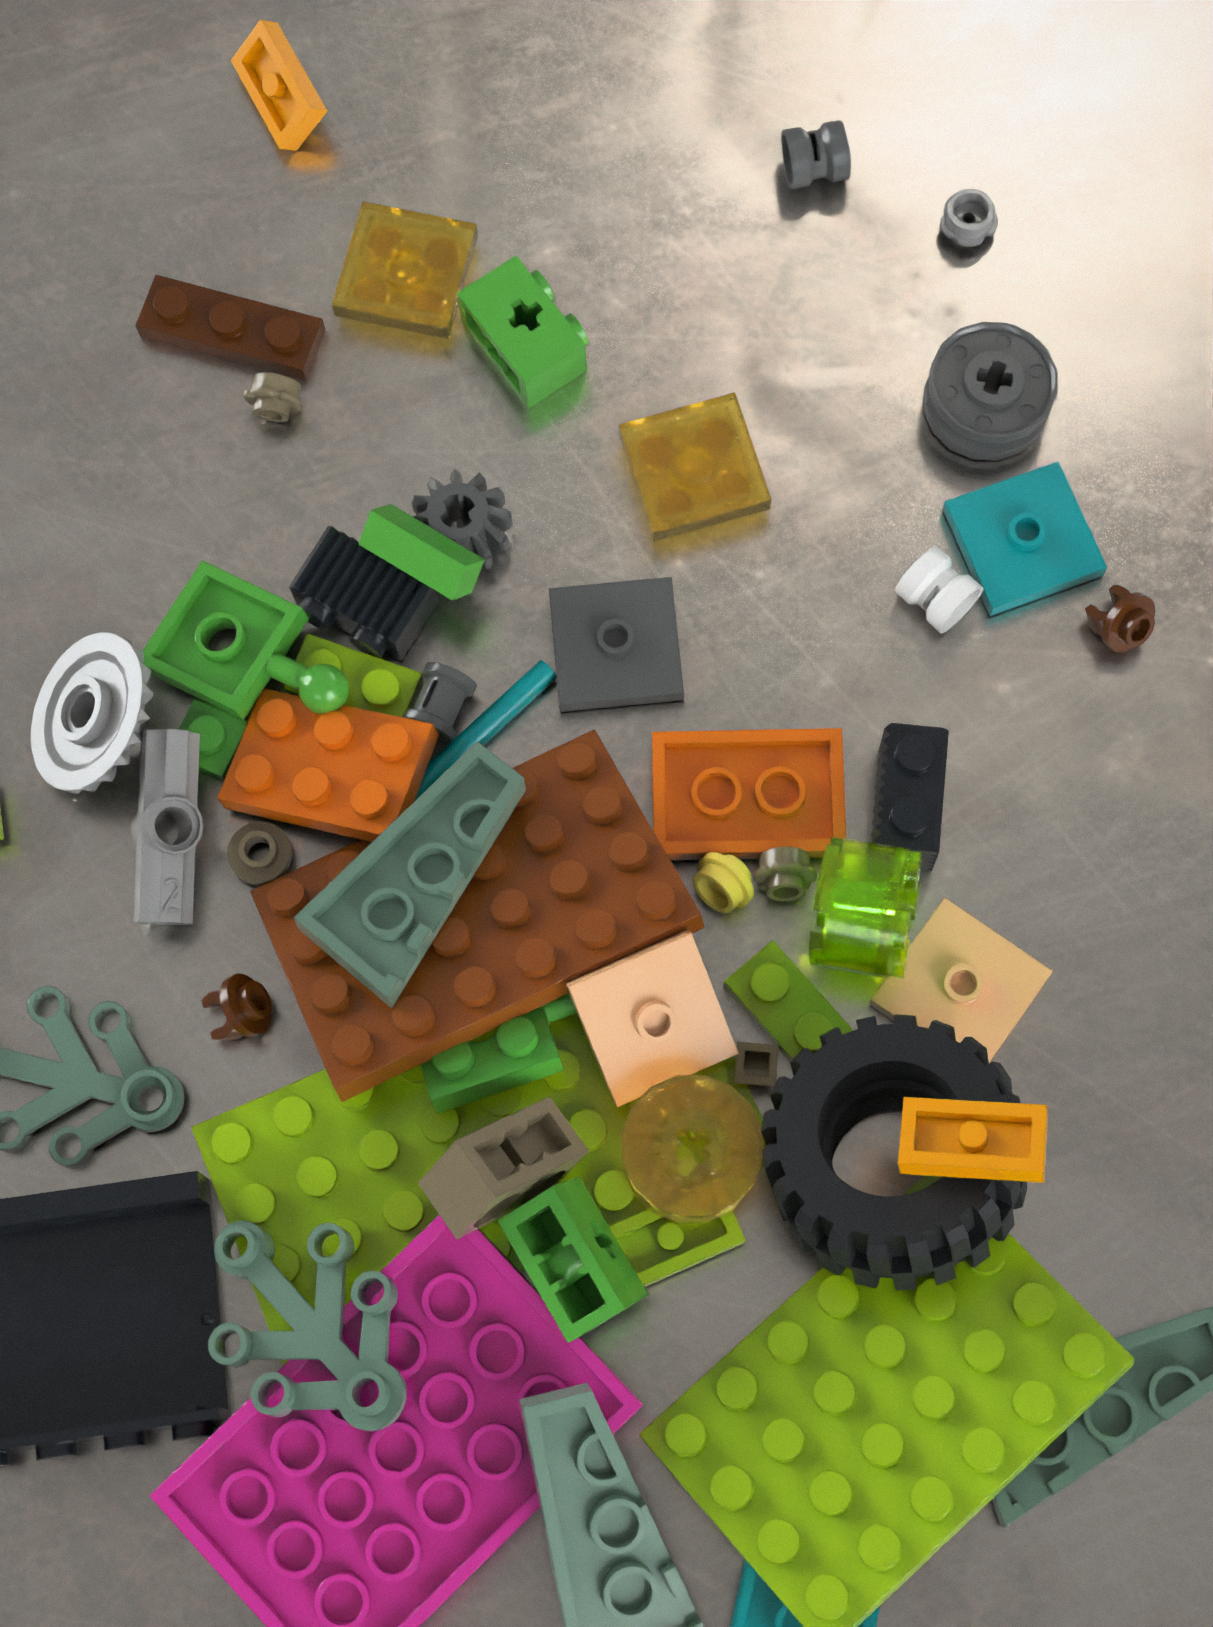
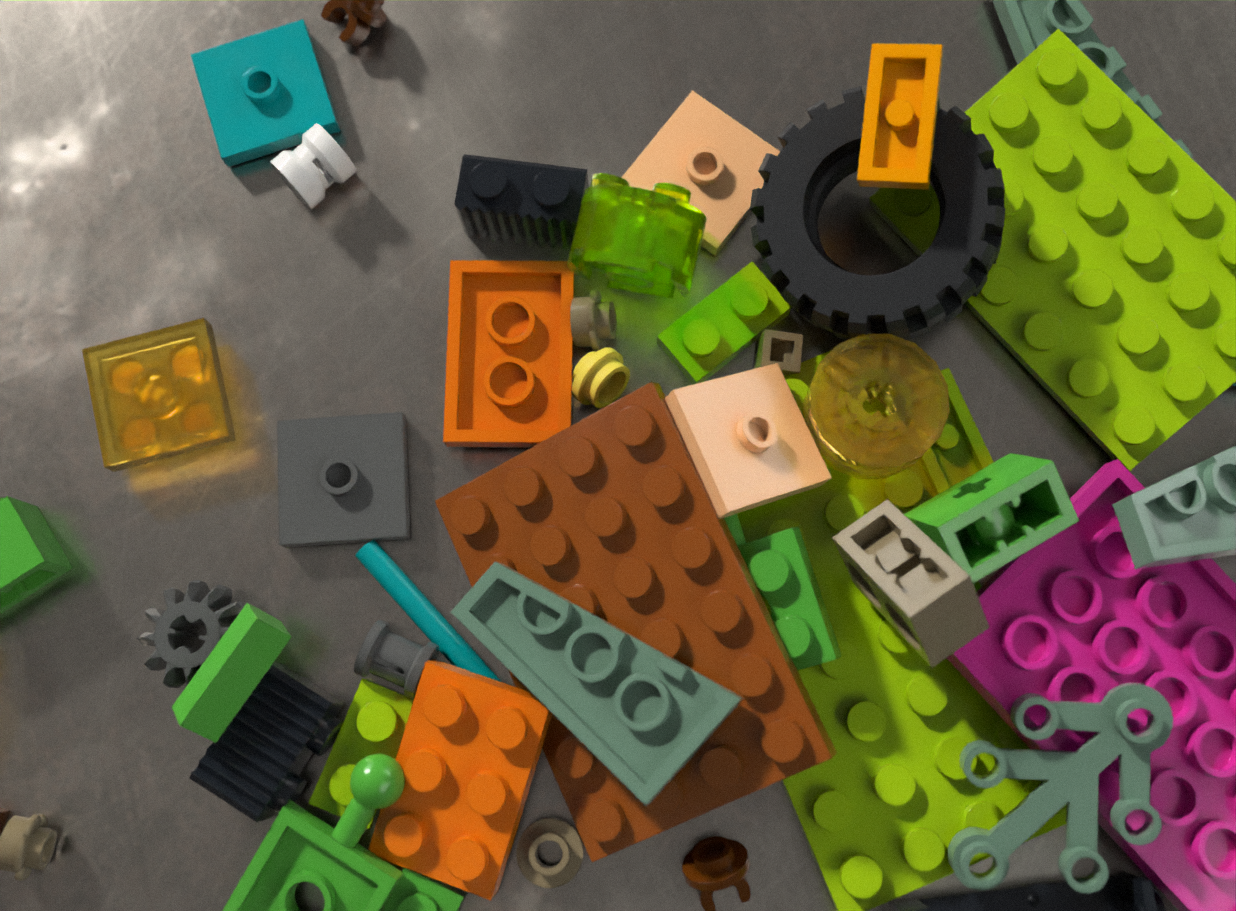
camera: 90 degrees left, 5 degrees up
(996, 359) = (109, 108): dark grey wheel -> none

